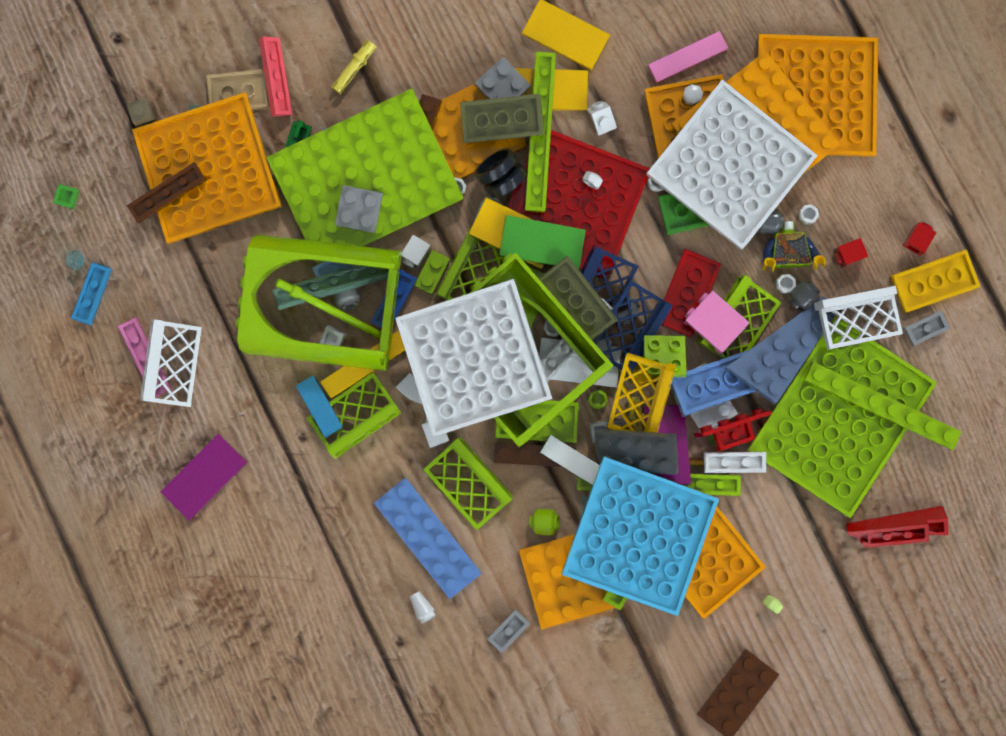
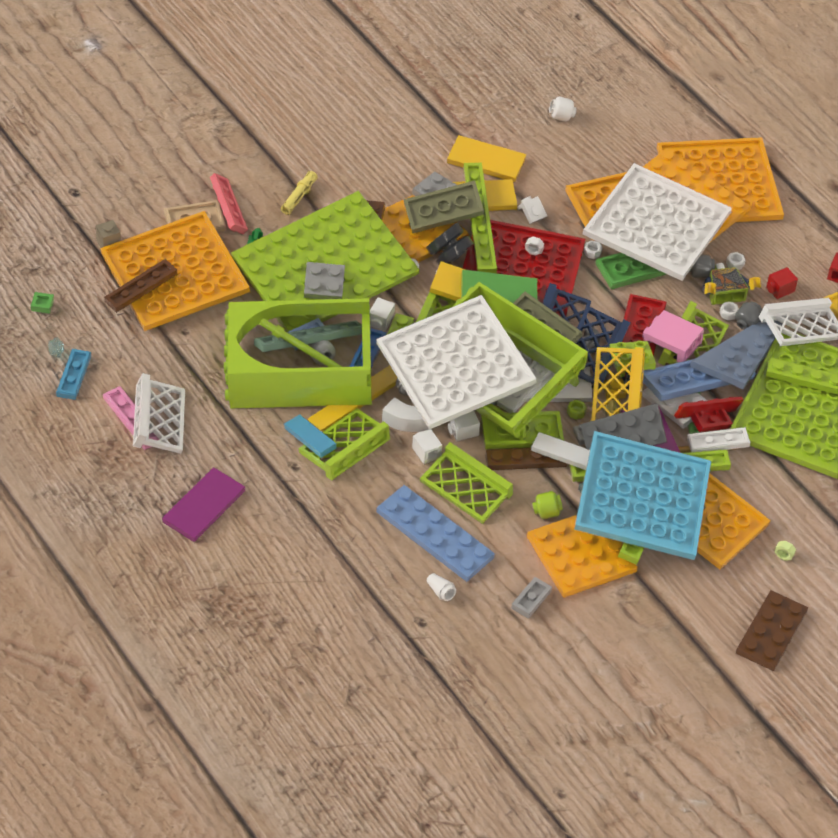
camera: 10 degrees left, 35 degrees down
(687, 57) = (599, 165): bright pink tile -> none
(692, 94) = (609, 183): white tile -> none

